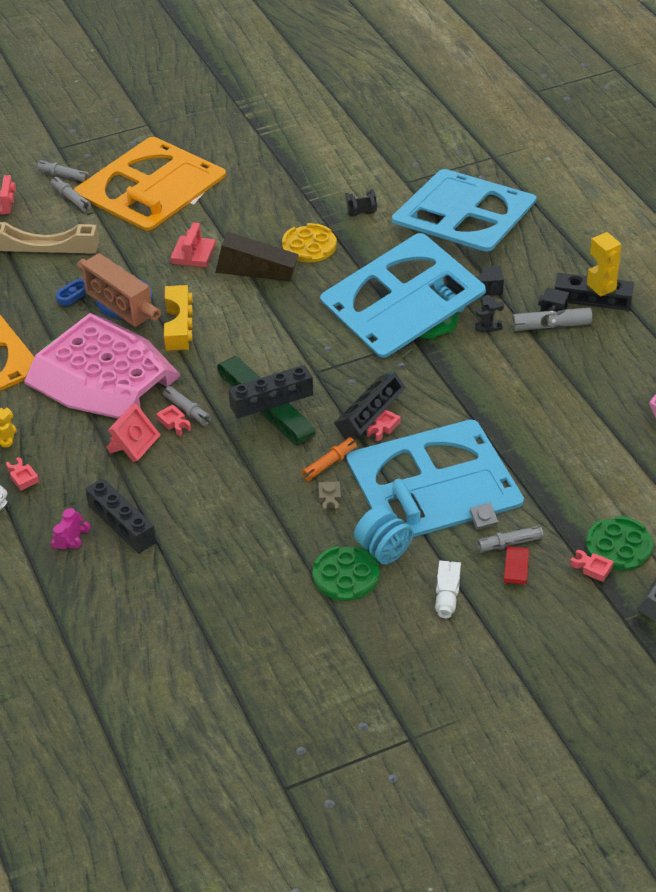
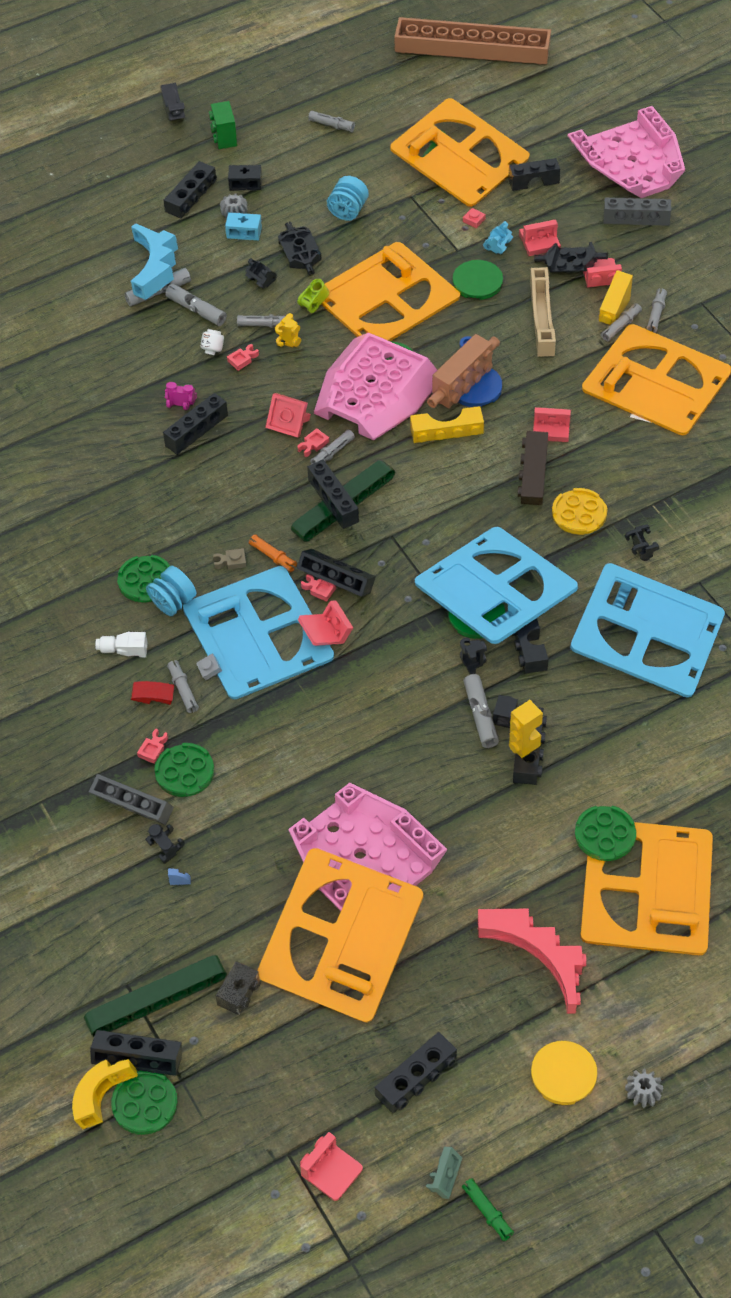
camera: 85 degrees right, 10 degrees up
(43, 189) = (616, 298): none -> yellow slope
(440, 413) = (327, 628): none -> coral bracket

